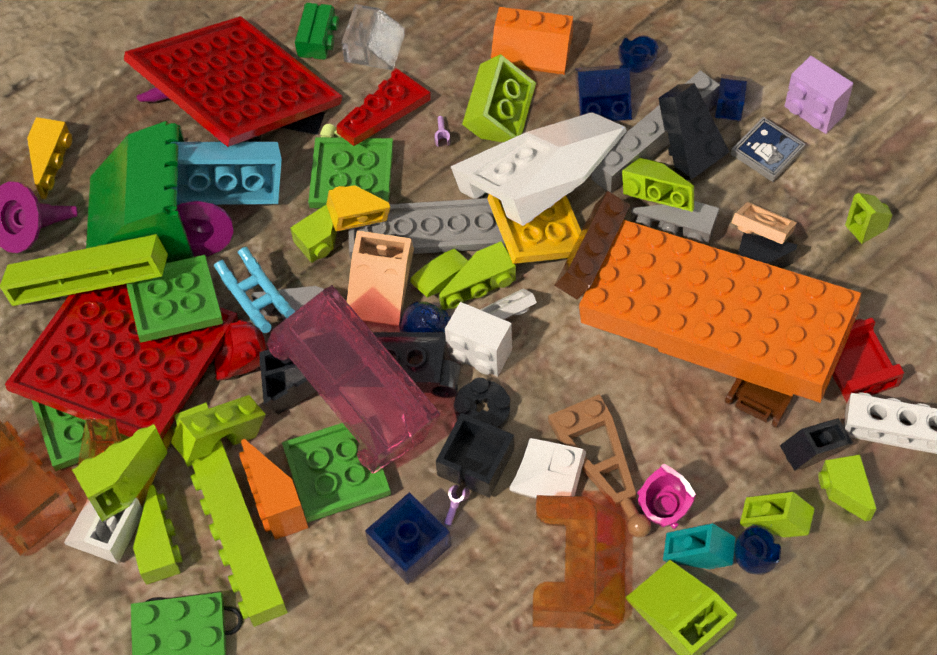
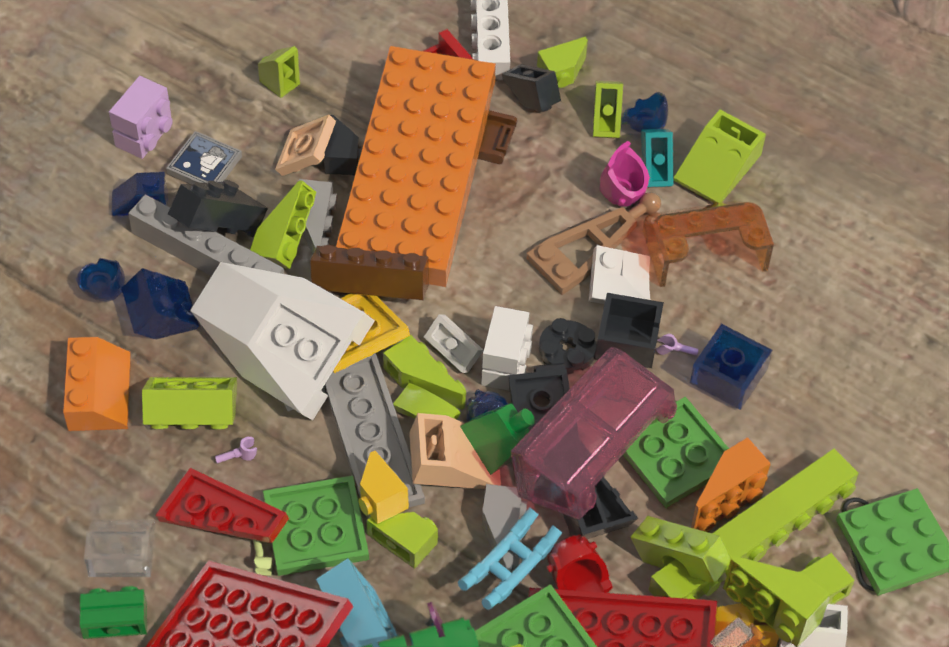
camera: 110 degrees left, 5 degrees down
(381, 306) = (497, 433): none -> green torso

